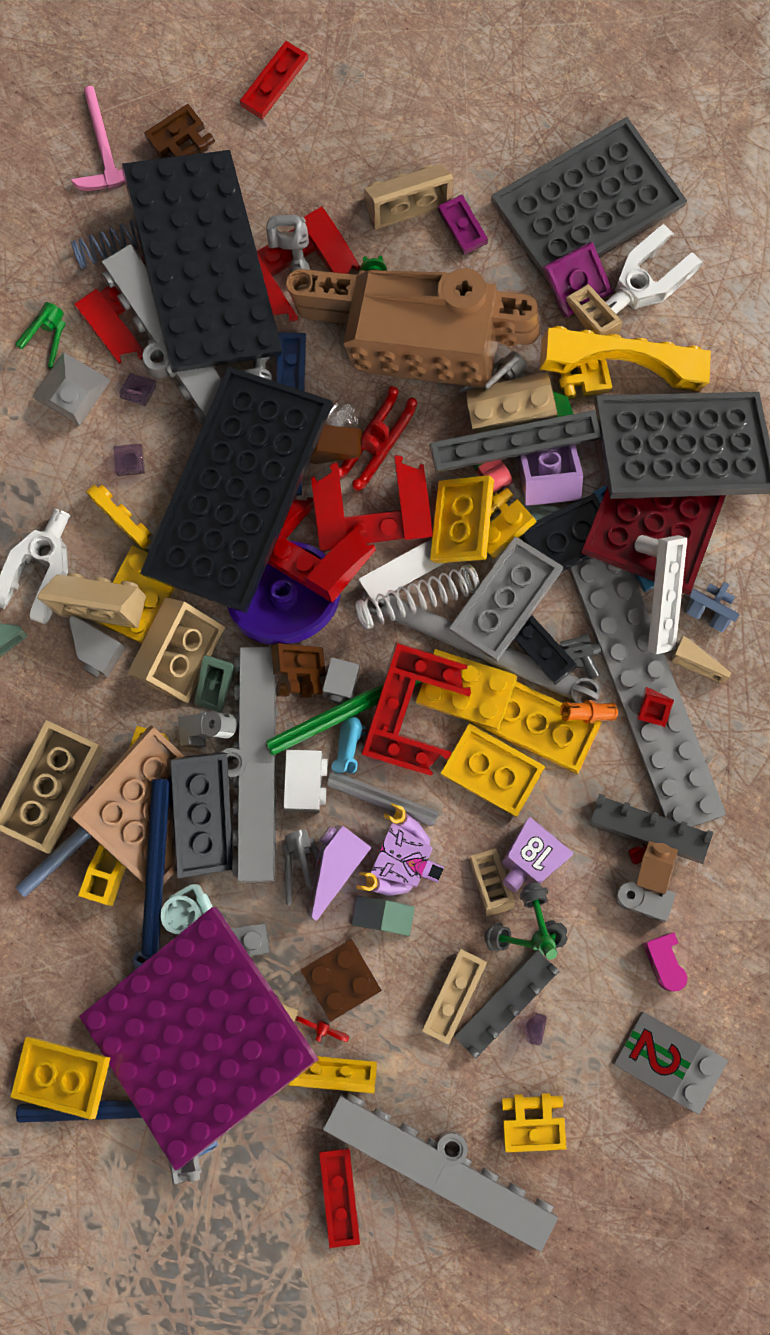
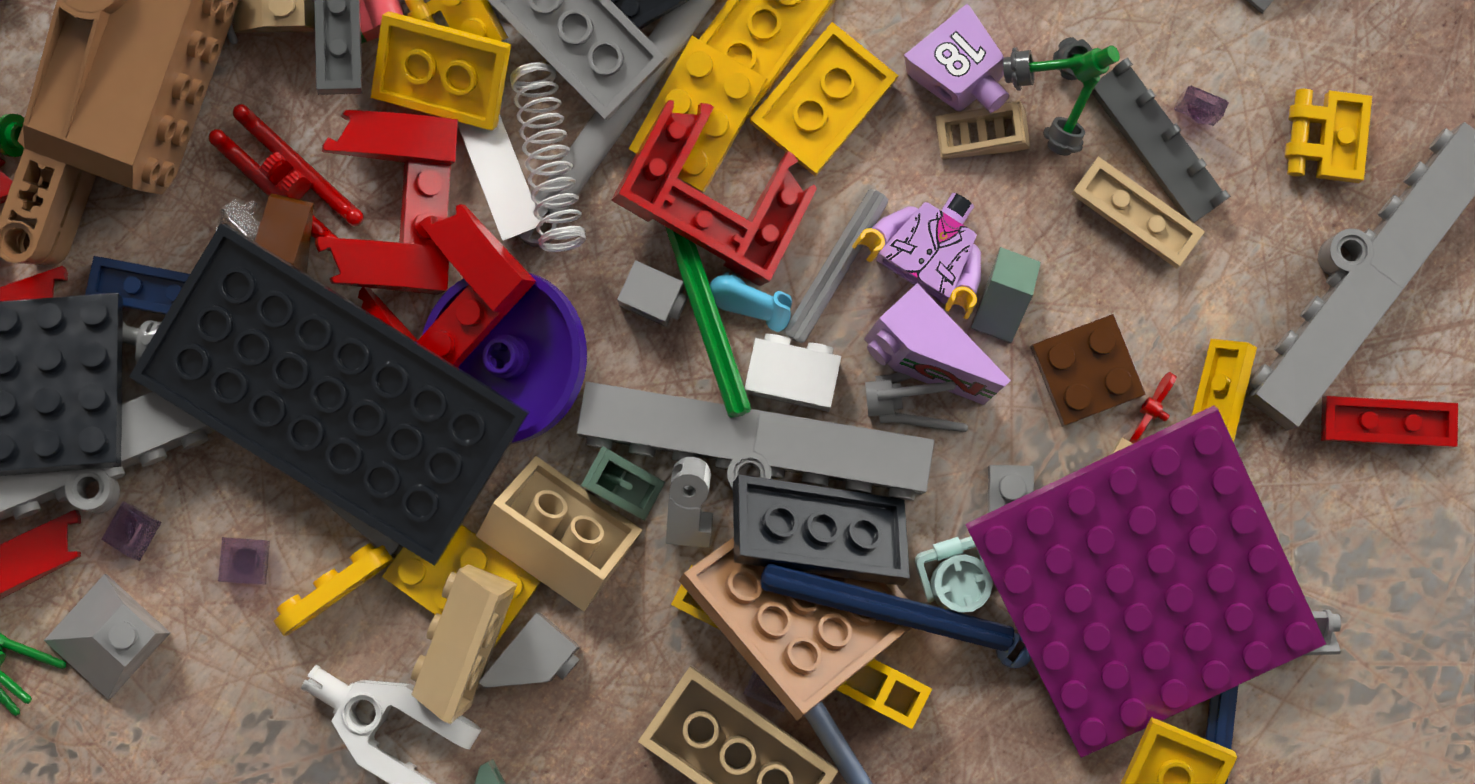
camera: 80 degrees left, 5 degrees up
(296, 661) = (612, 355): reddish brown plate -> none

